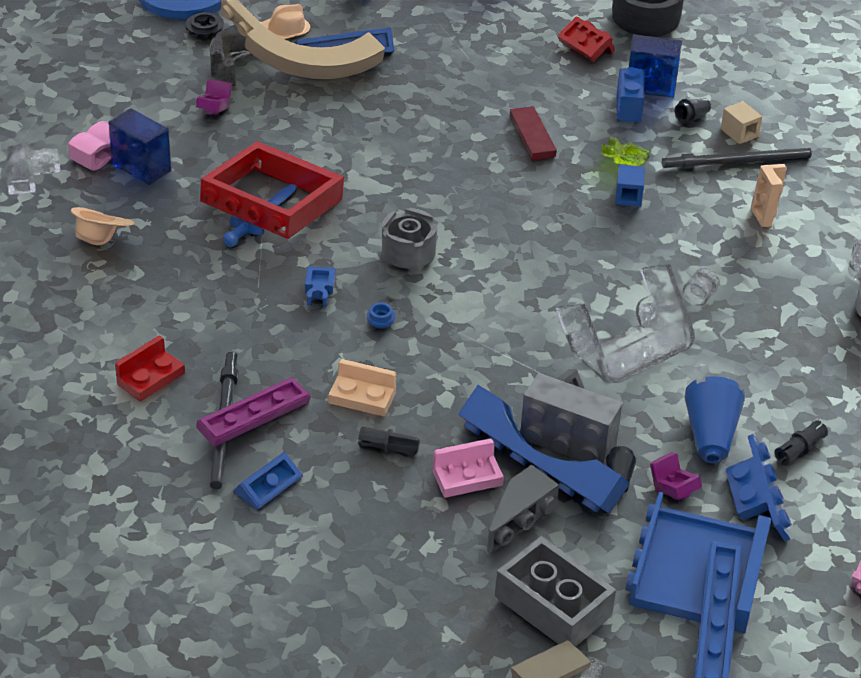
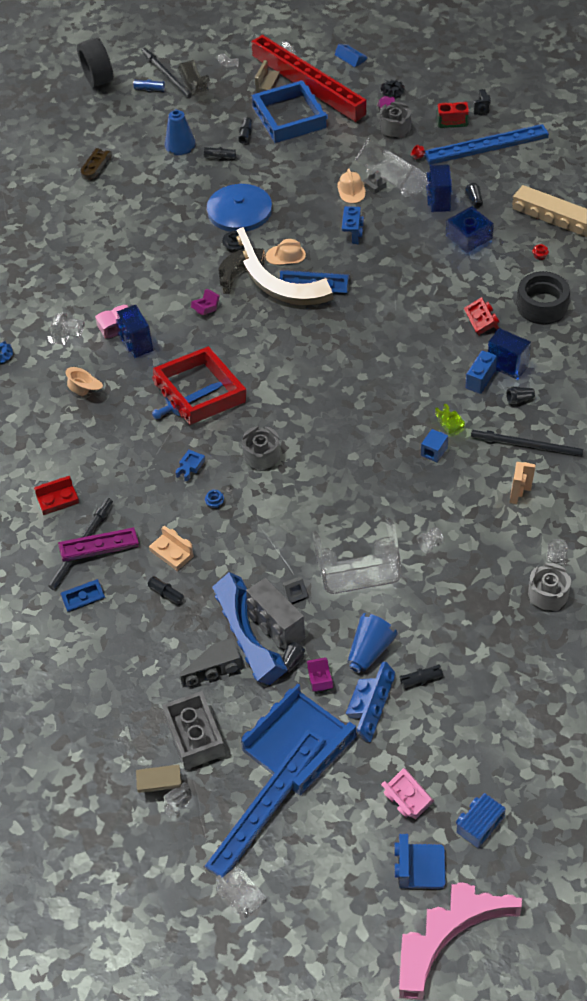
camera: 30 degrees right, 10 degrees up
(466, 468) = (197, 626): bright pink bracket -> none
(533, 133) = (398, 384): dark red tile -> none
(741, 122) = (546, 415): tan brick -> none

